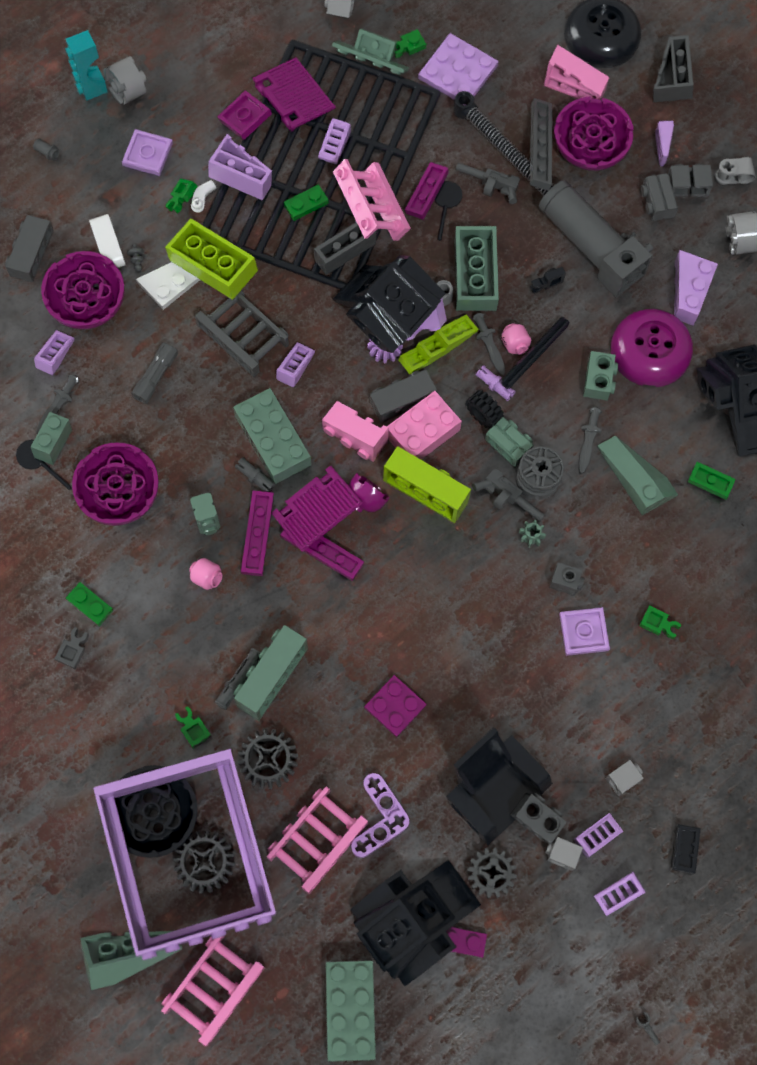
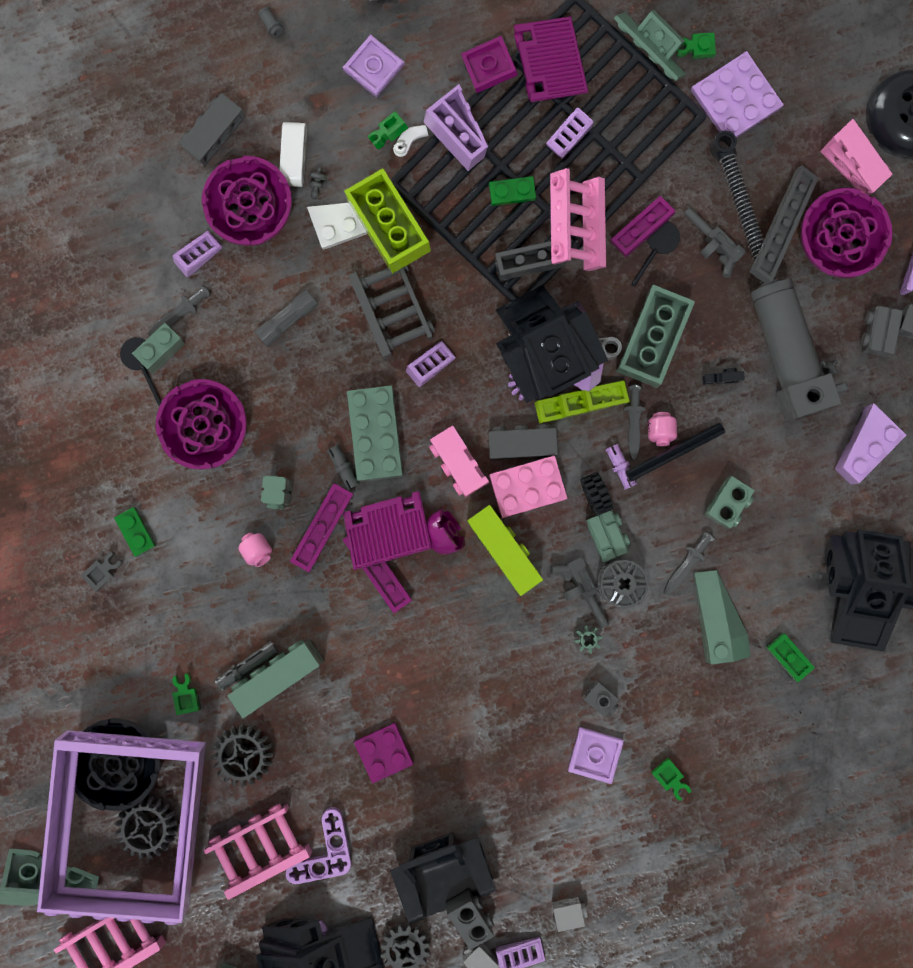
camera: 30 degrees right, 15 degrees up
(636, 360) = (772, 500): magenta brick -> none

